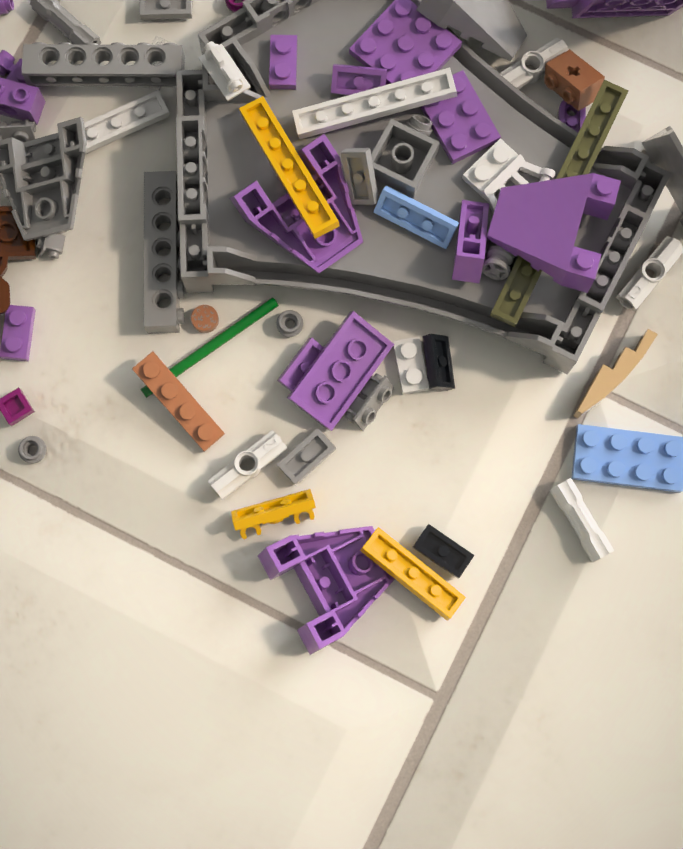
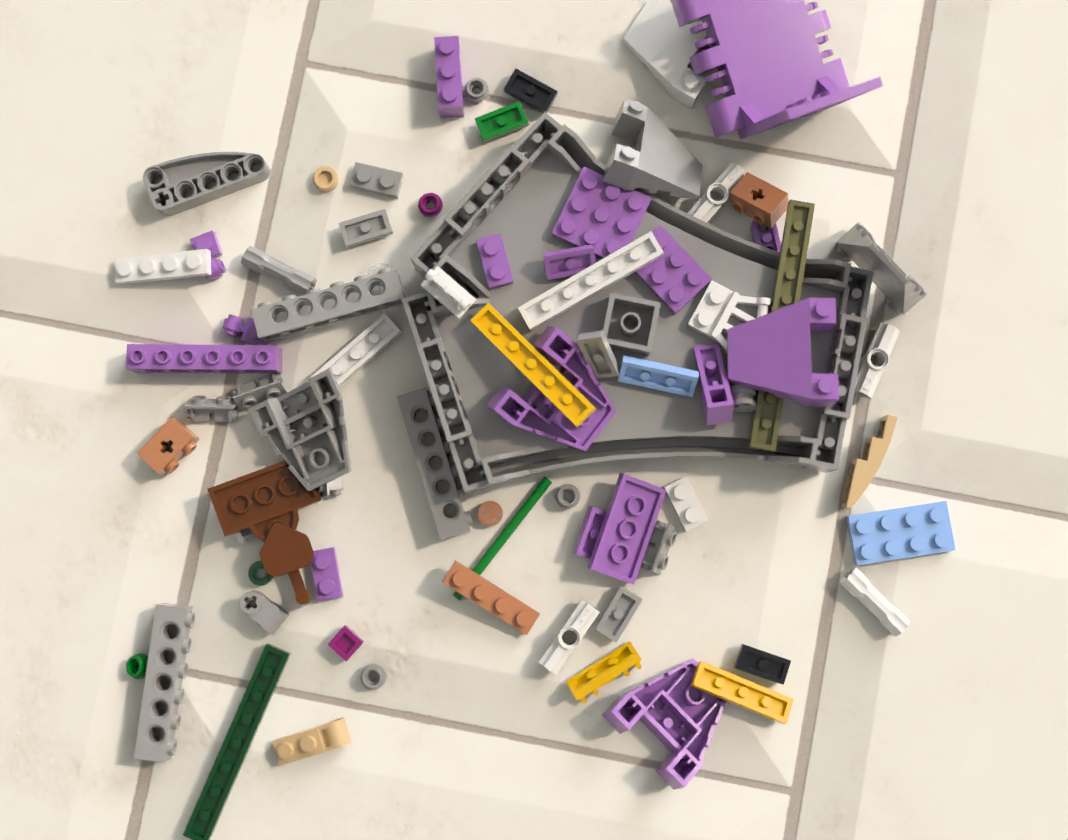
camera: 15 degrees left, 5 degrees up
(420, 123) = (636, 288): light grey plate -> none
(438, 362) = (710, 495): black plate -> none

